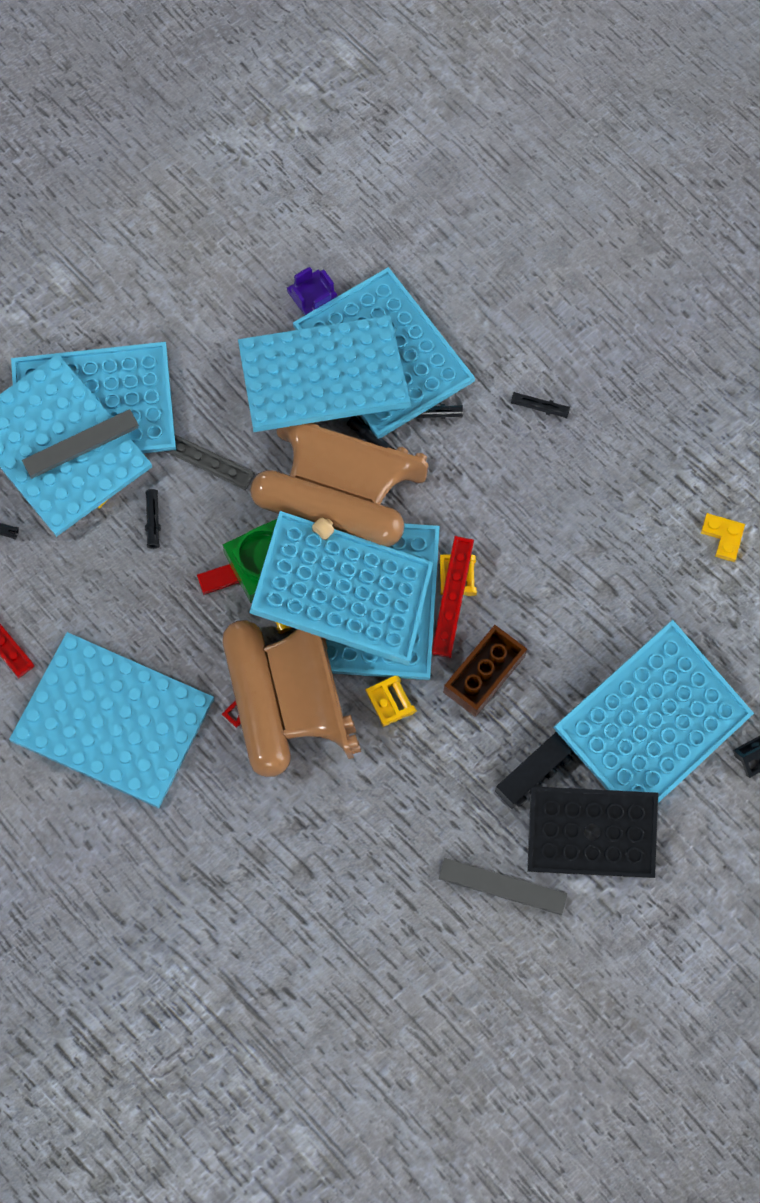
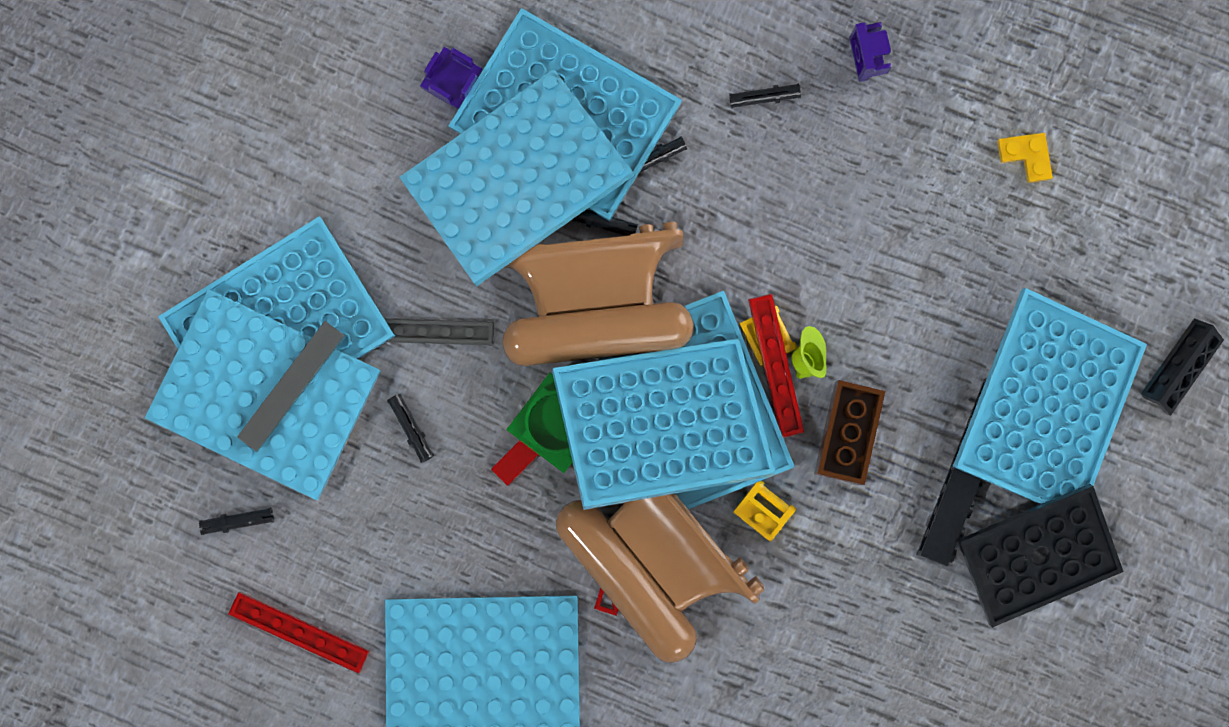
camera: 25 degrees left, 15 degrees up
(323, 528) = (608, 363): tan piece -> none
(483, 601) = (810, 356): none -> lime piece
(503, 886) = (972, 653): dark grey tile -> none
(635, 405) = (868, 48): none -> dark purple panel

